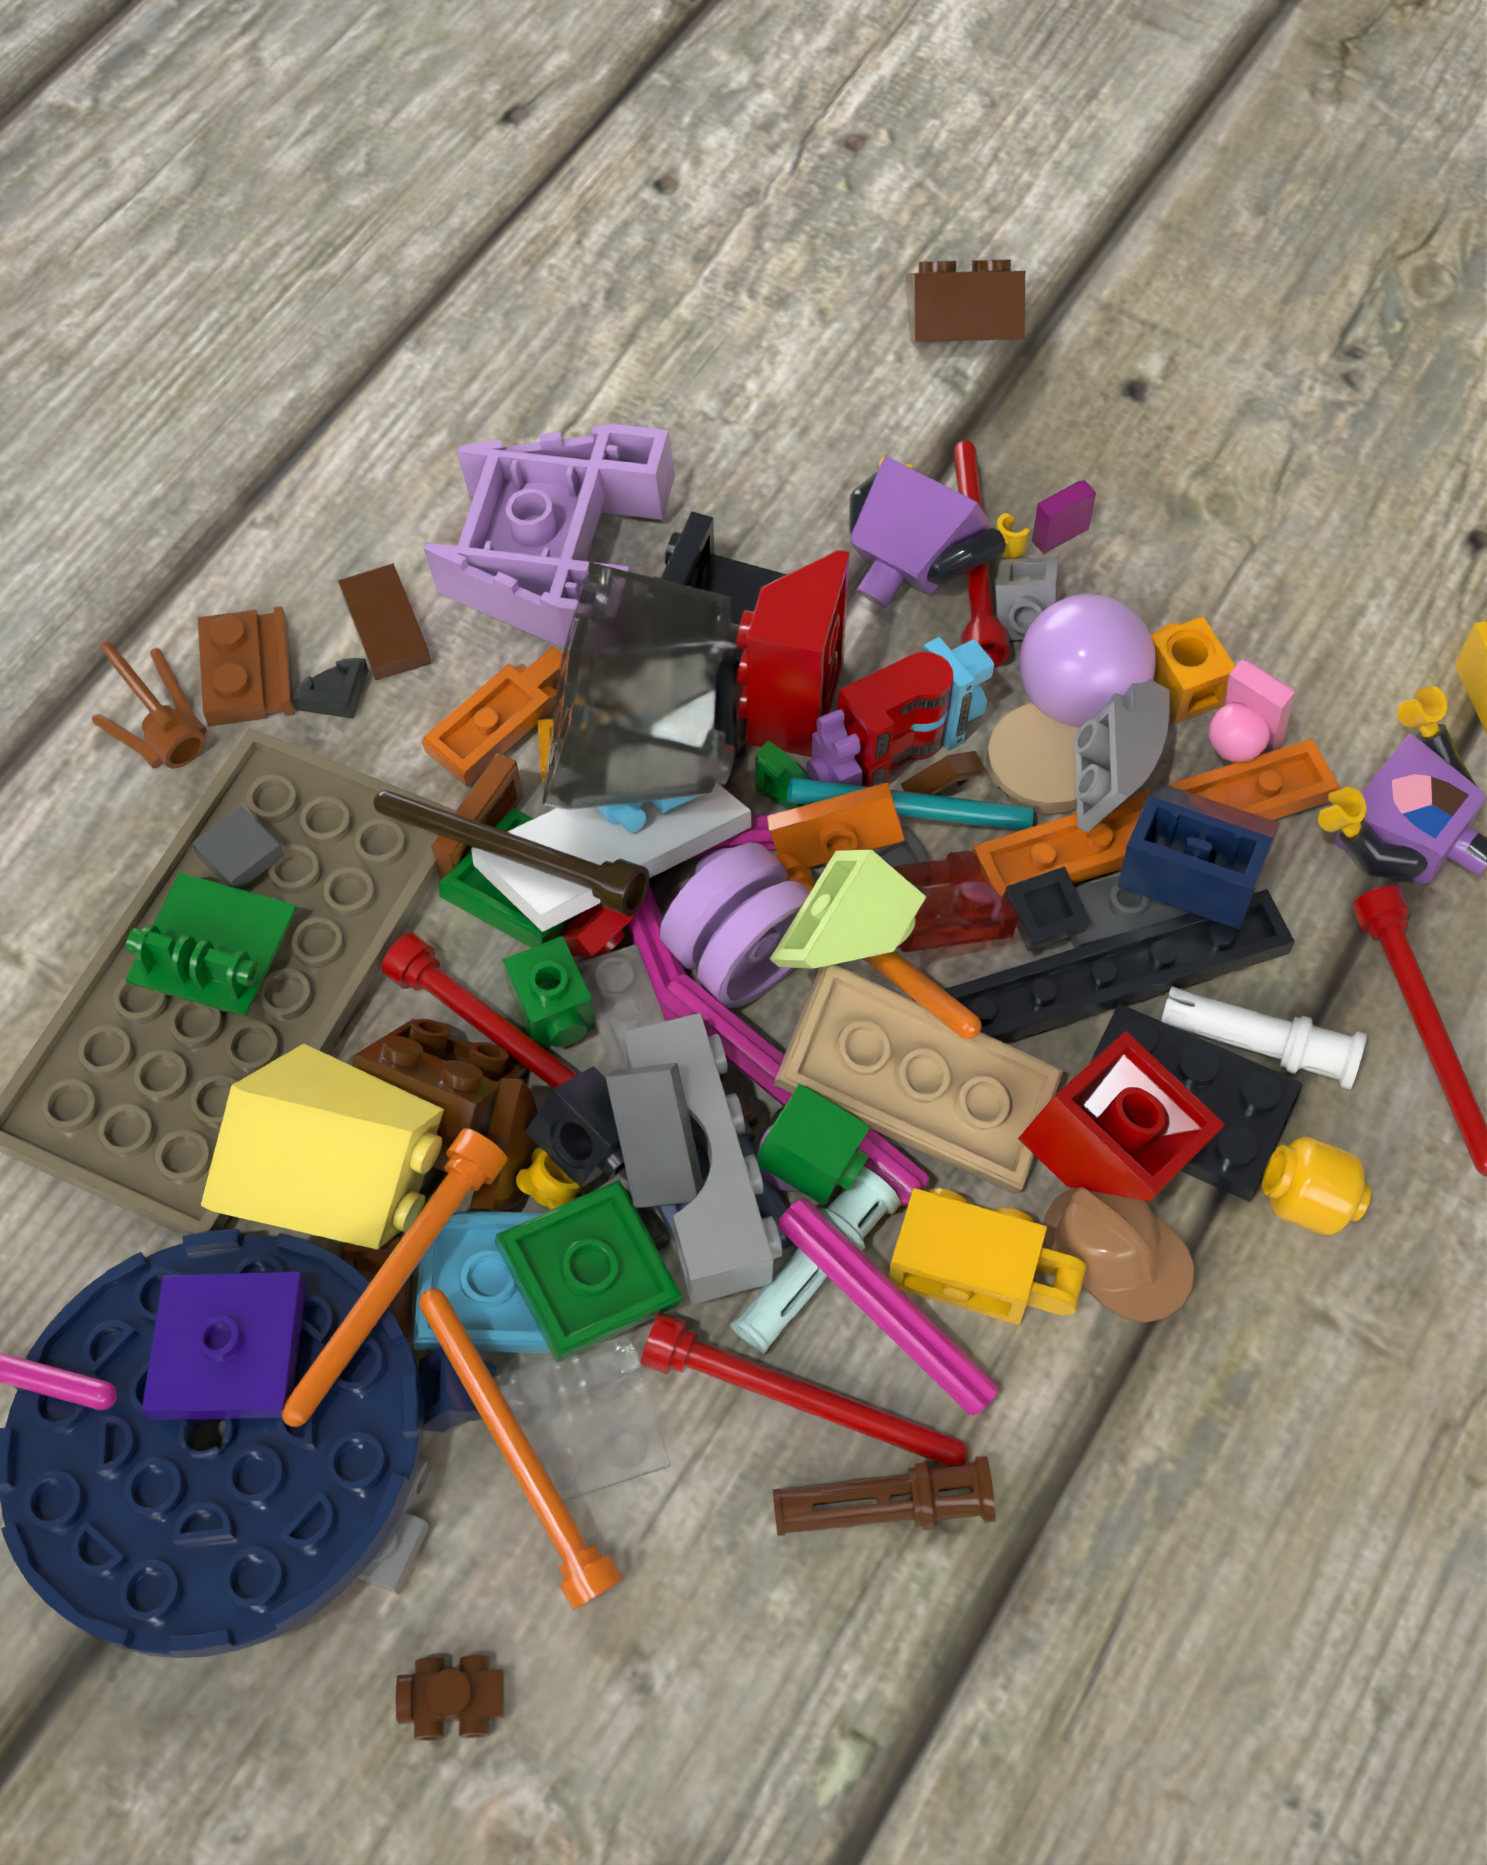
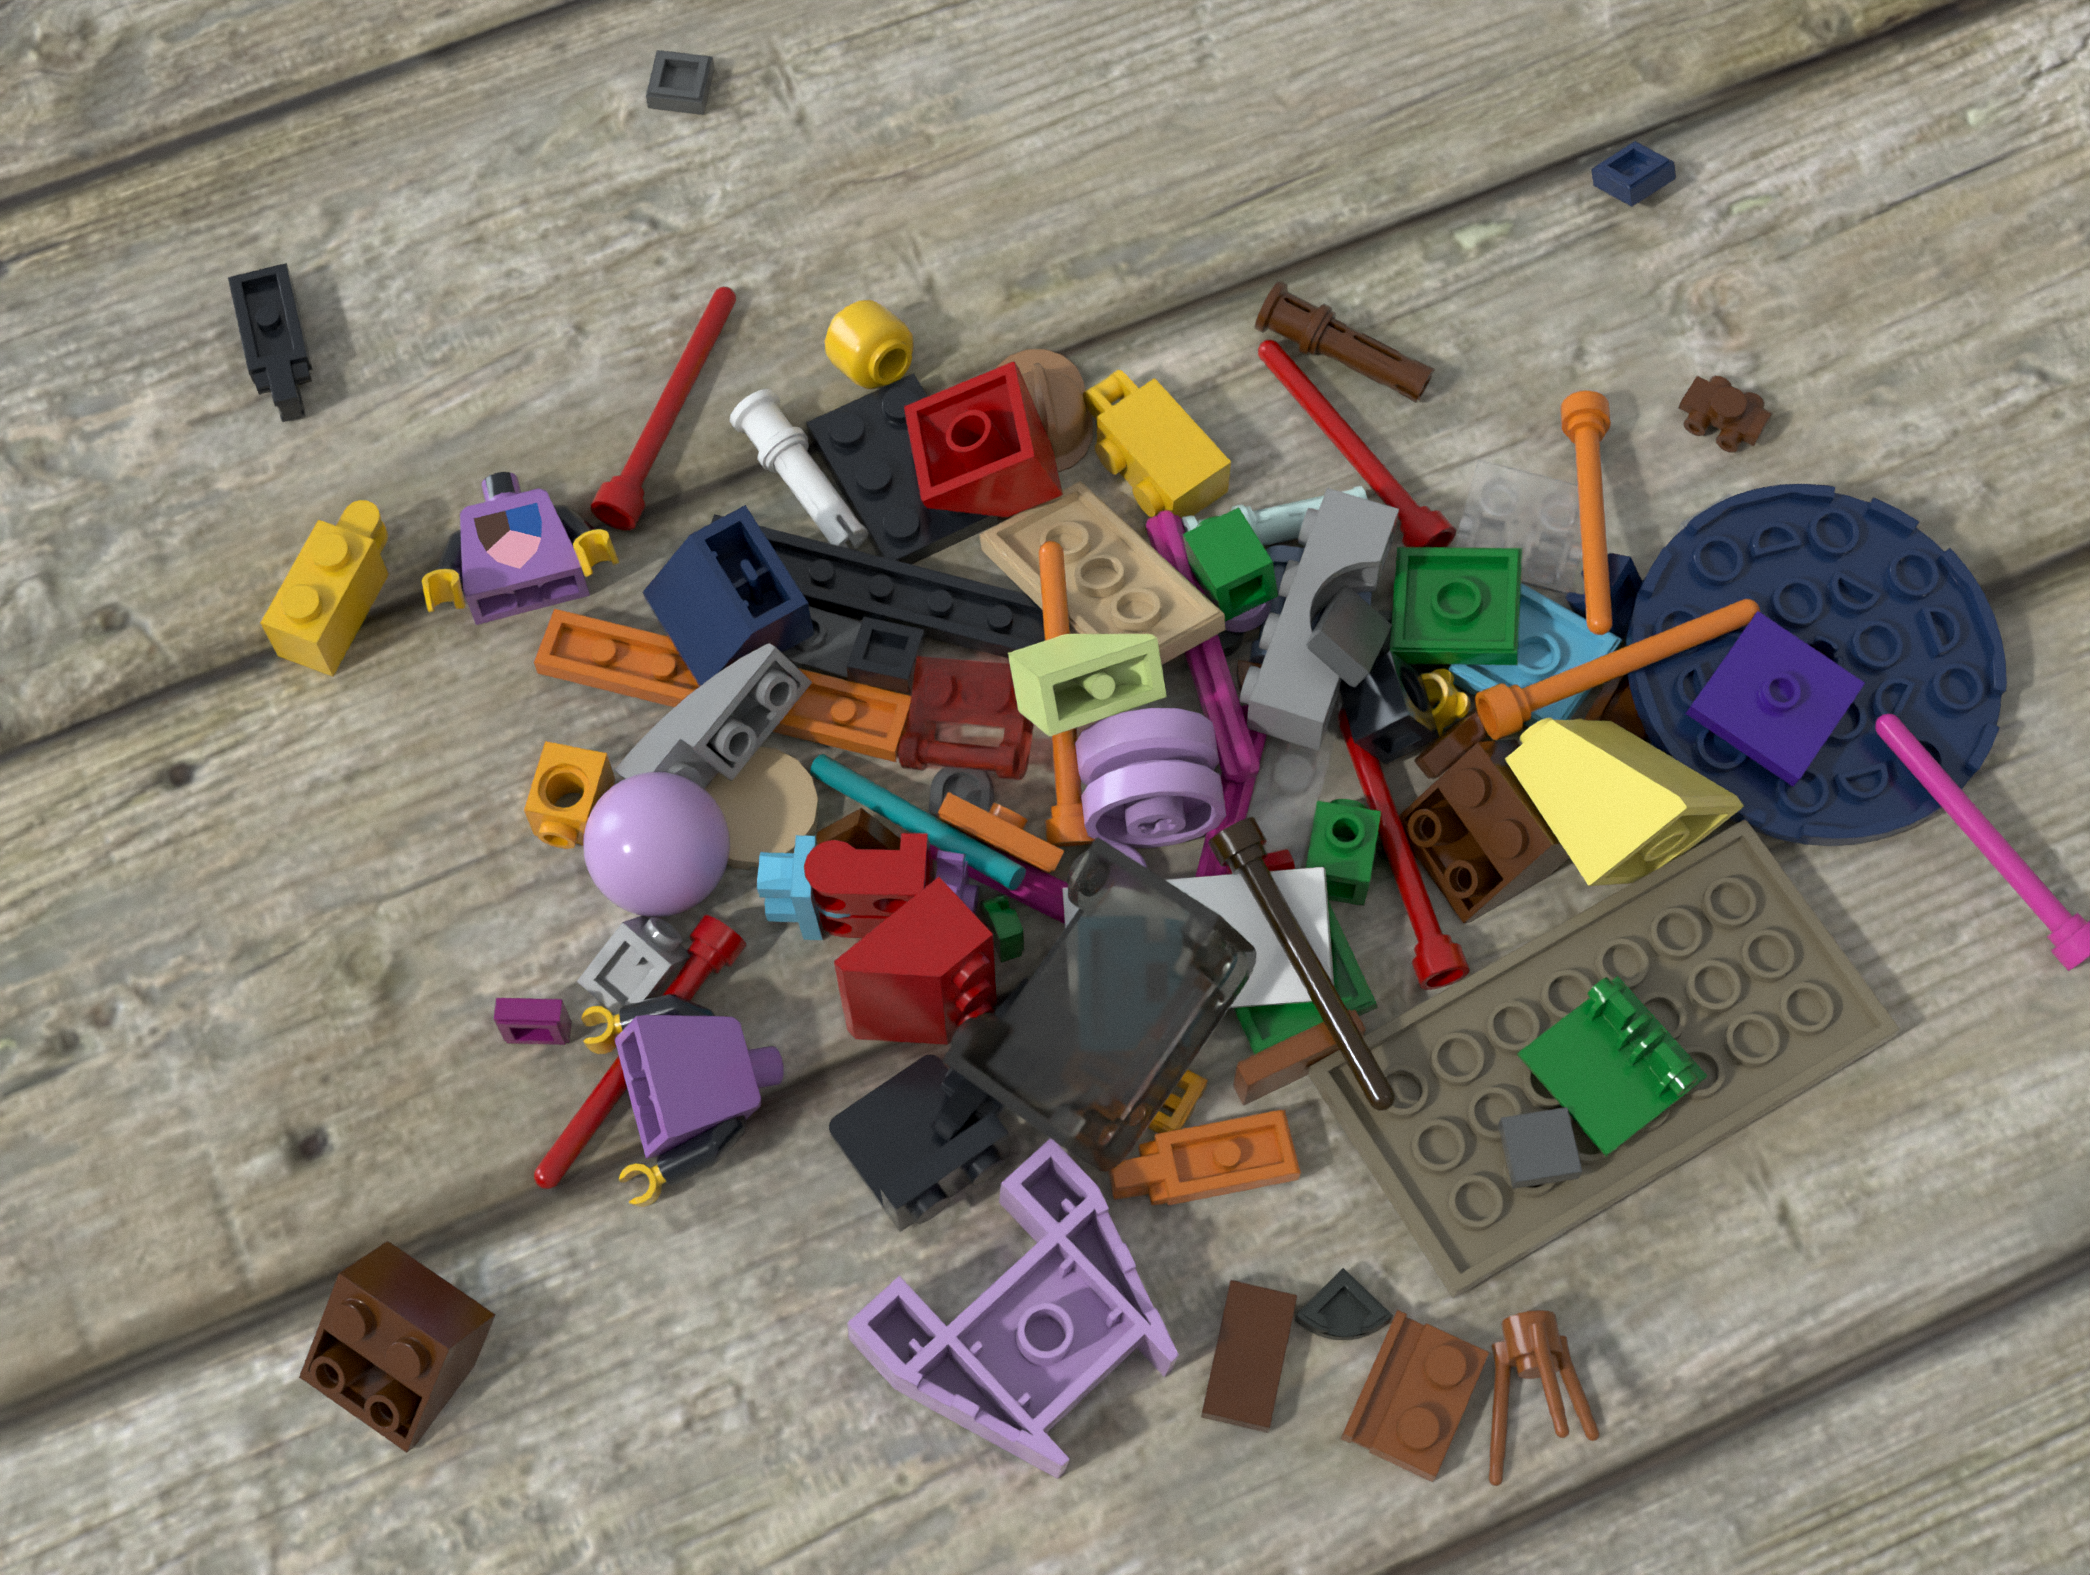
camera: 145 degrees left, 5 degrees up
(888, 1306) = (1251, 451): dark pink axle -> none
(1253, 714) = (580, 691): bright pink tile -> none

